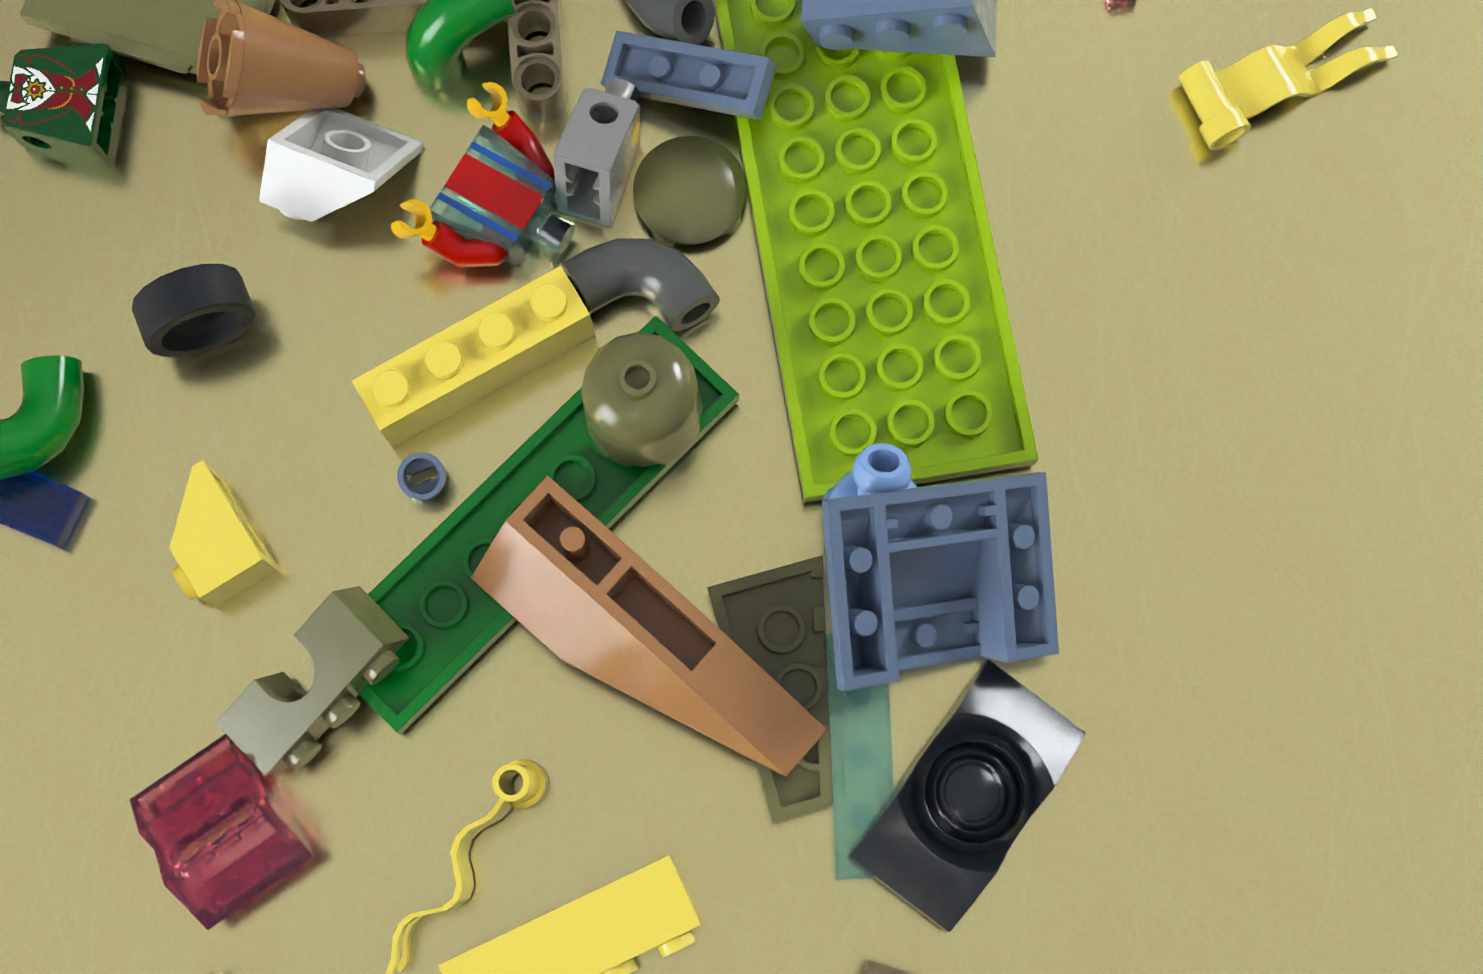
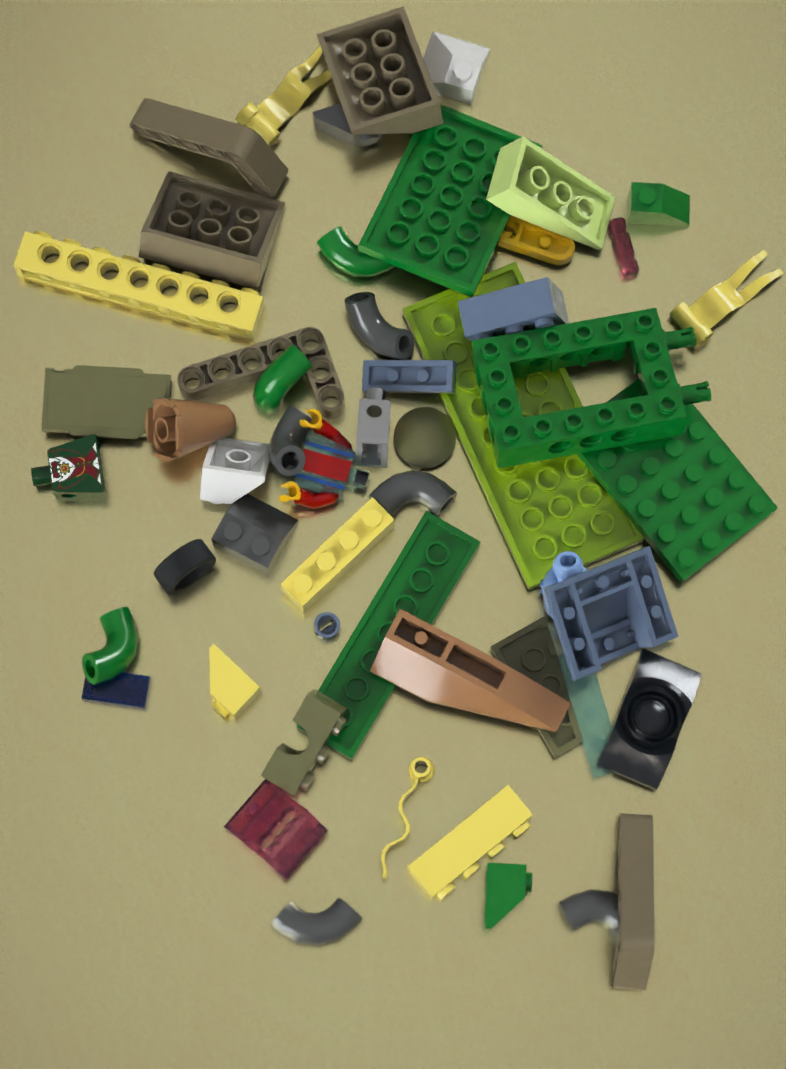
camera: 15 degrees left, 0 degrees up
(340, 282) = (254, 533): none -> dark grey slope
(441, 138) = (287, 441): none -> dark grey cylinder
(641, 400) = (434, 559): olive cylinder -> none
(986, 229) = (589, 428): none -> green brick
(1114, 354) = (682, 491): none -> green plate

